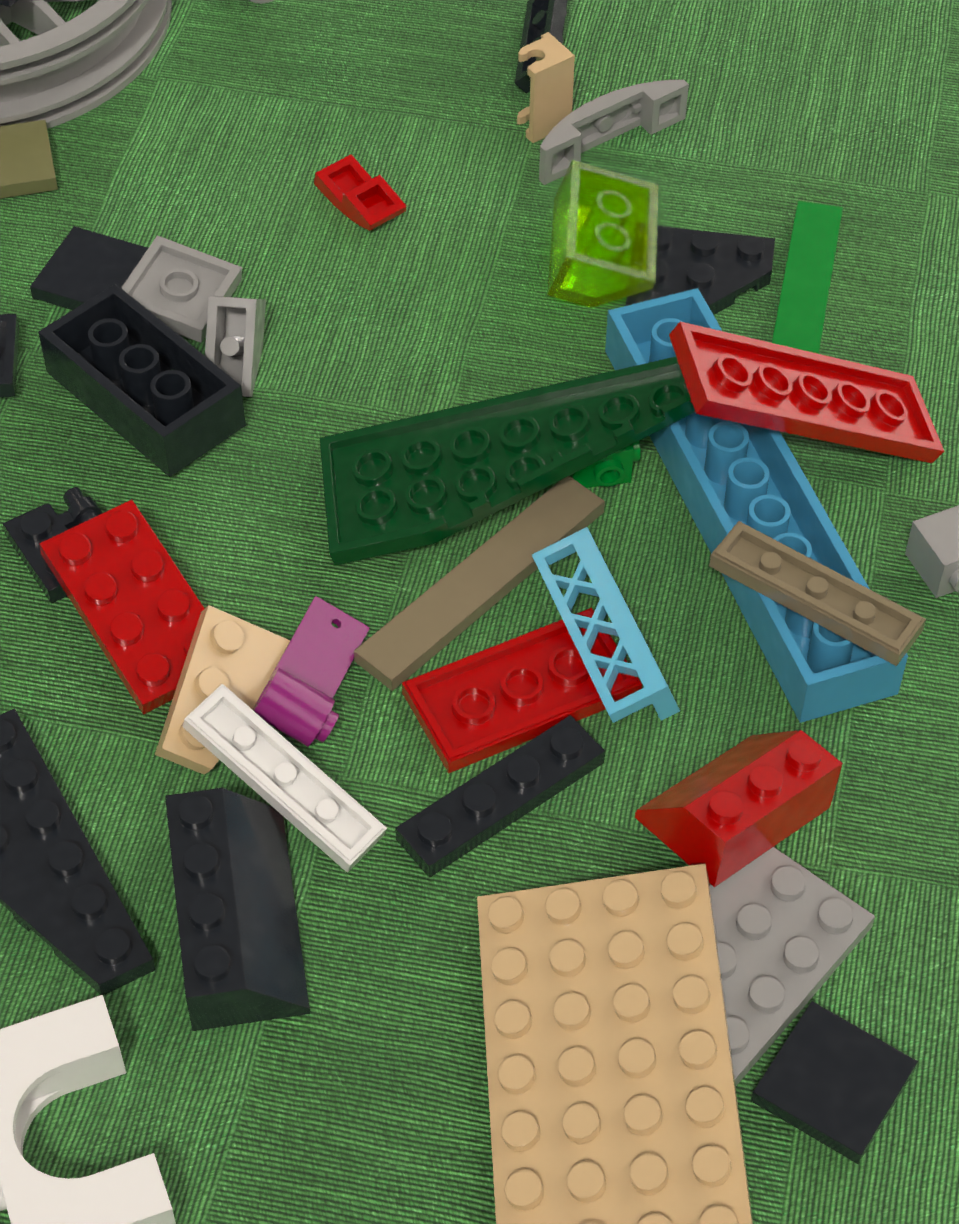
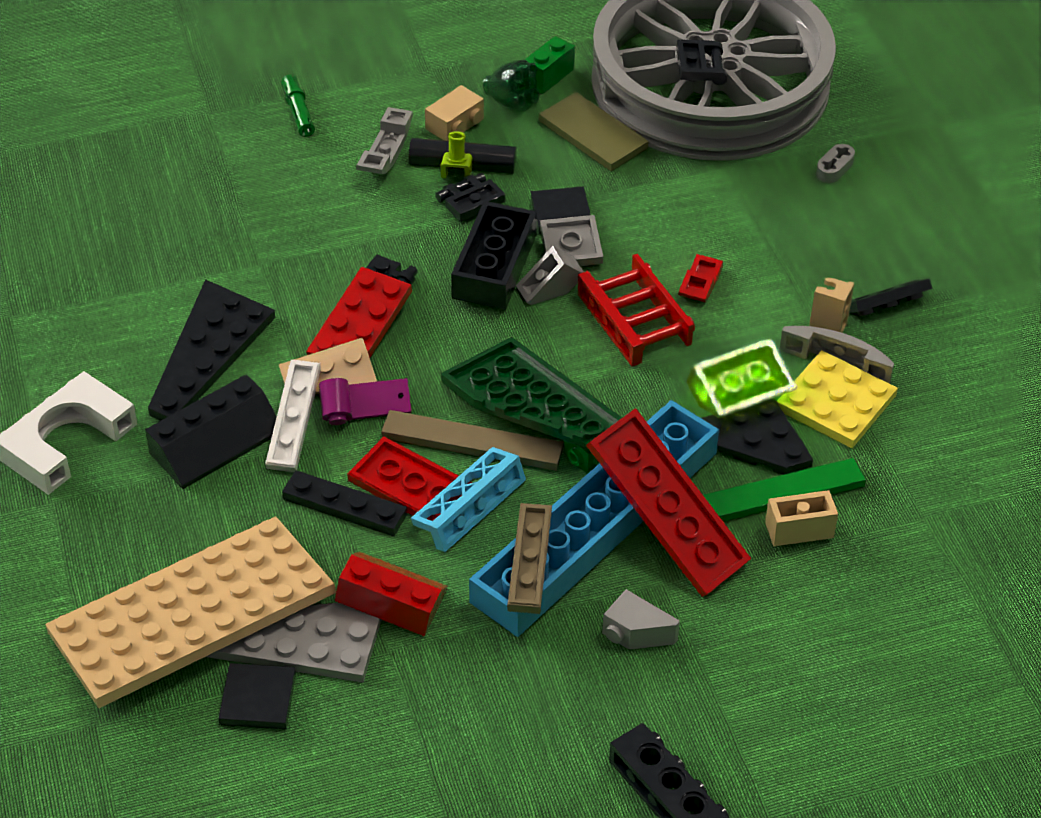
camera: 60 degrees right, 5 degrees down
(369, 315) = (620, 327): none -> red fence
(692, 162) = (837, 399): none -> light yellow plate
(885, 291) = (801, 518): none -> tan brick

